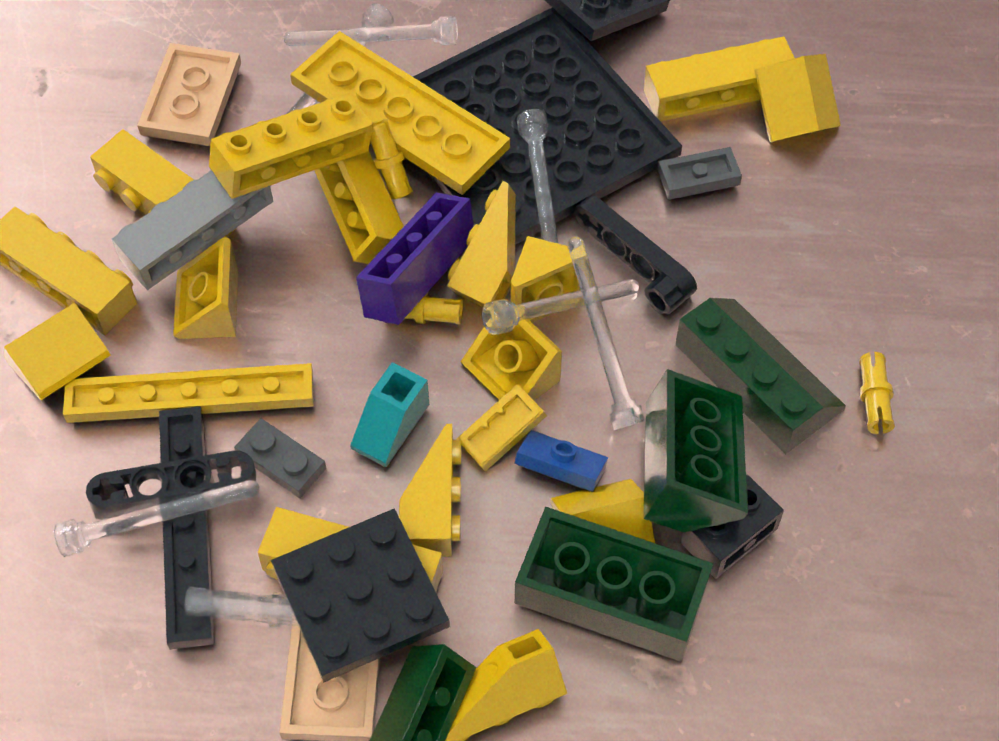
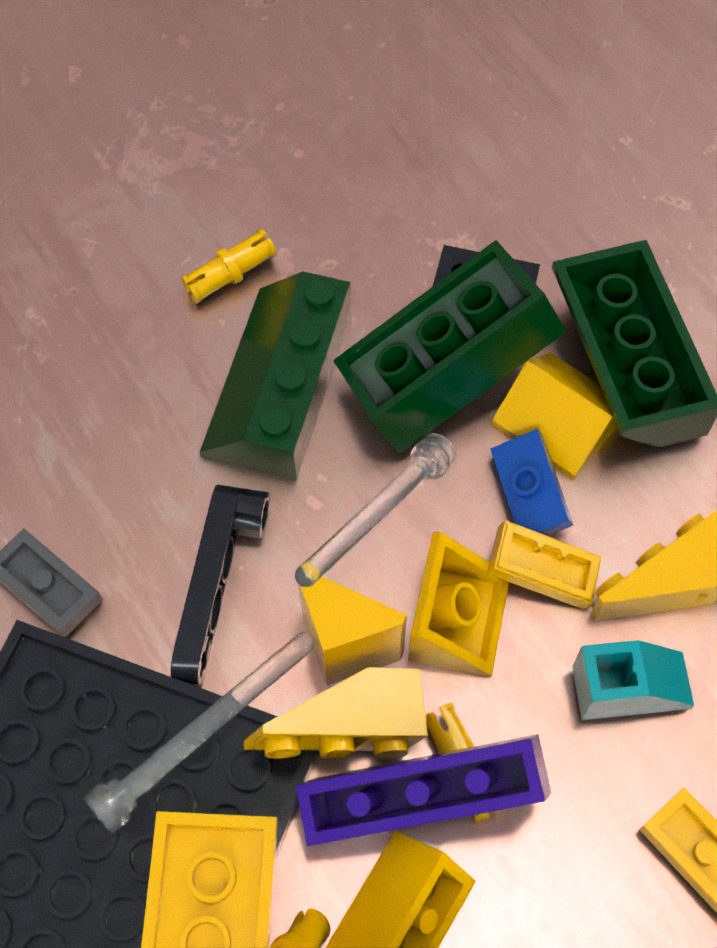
camera: 125 degrees left, 5 degrees up
(503, 316) = (456, 601): clear piece -> none

